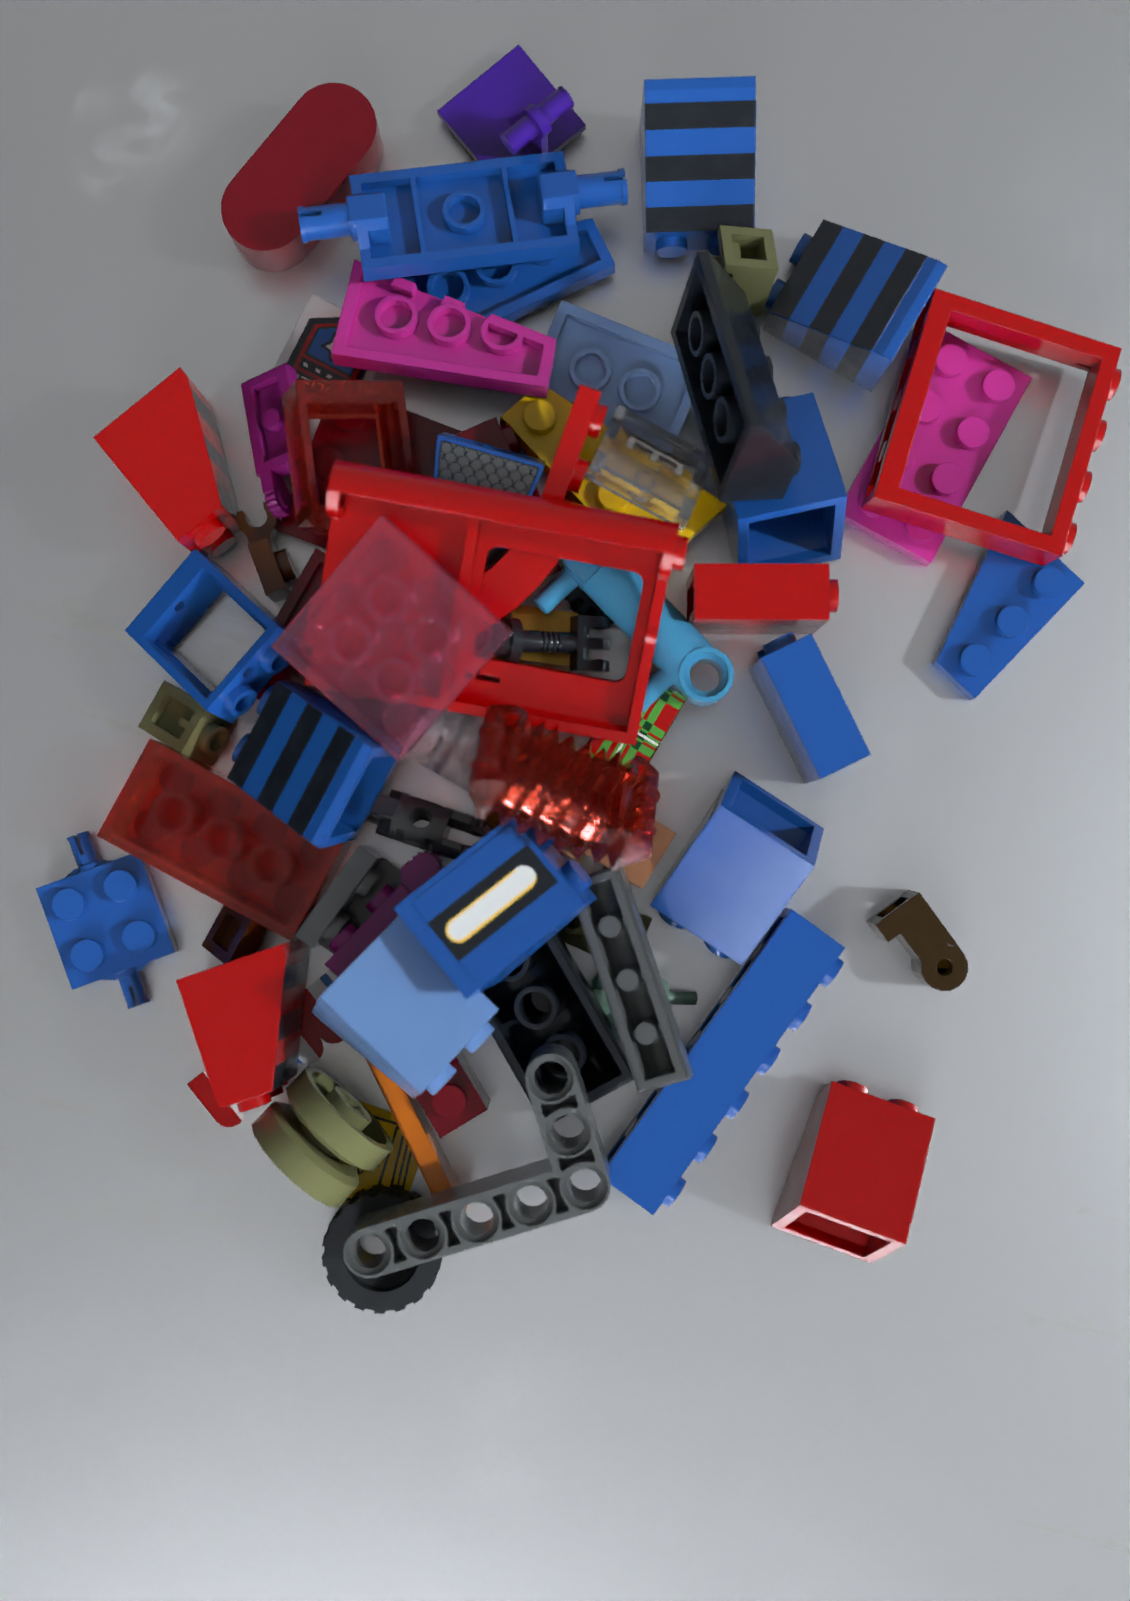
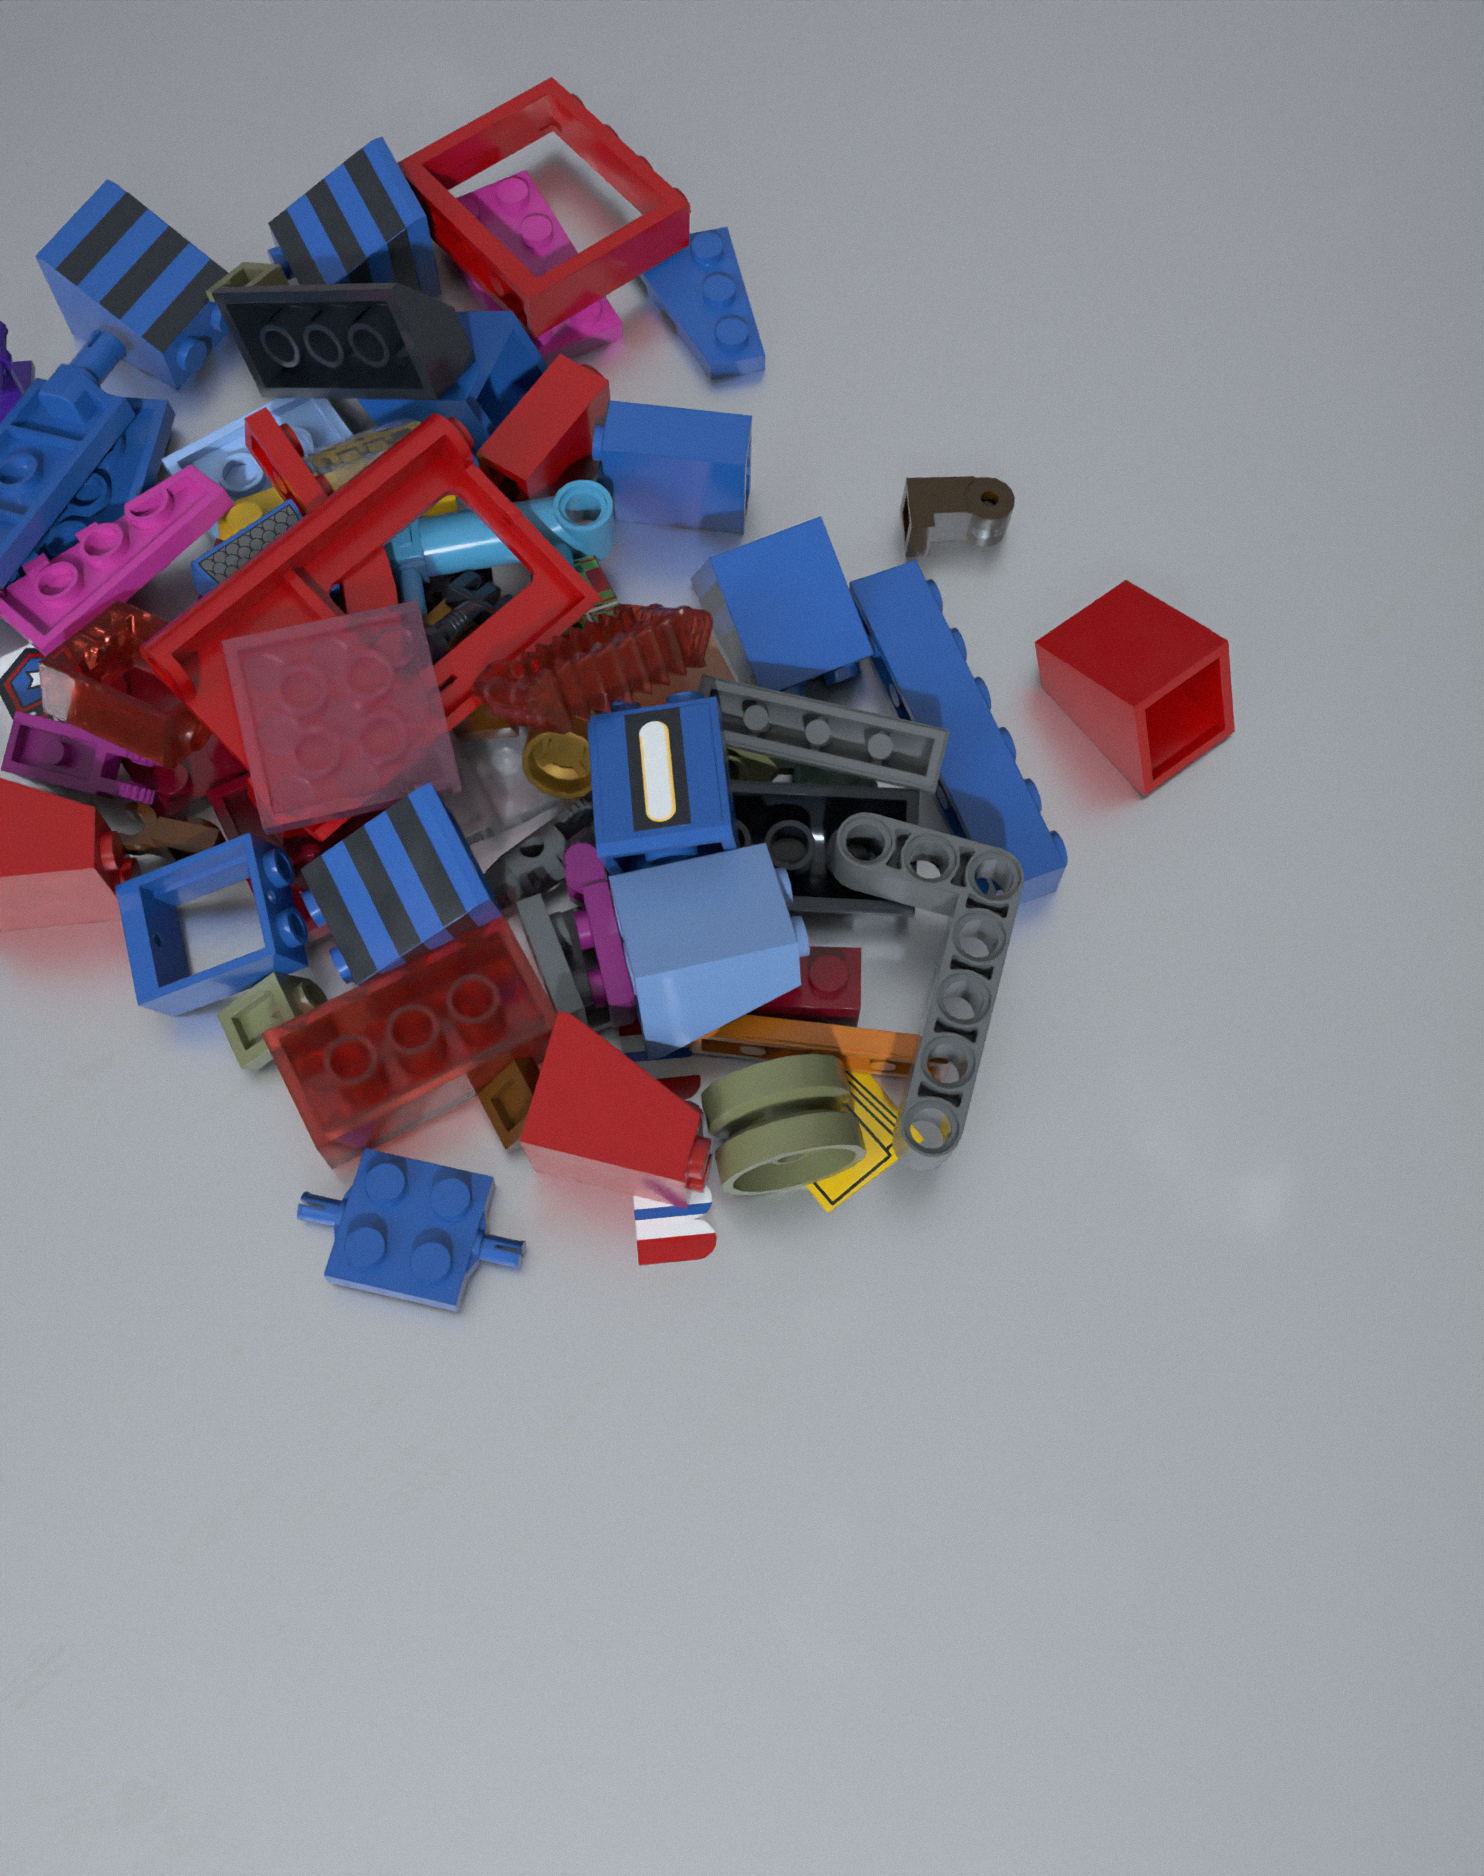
camera: 60 degrees left, 20 degrees down
(386, 1291) = (951, 1208): black tyre -> none

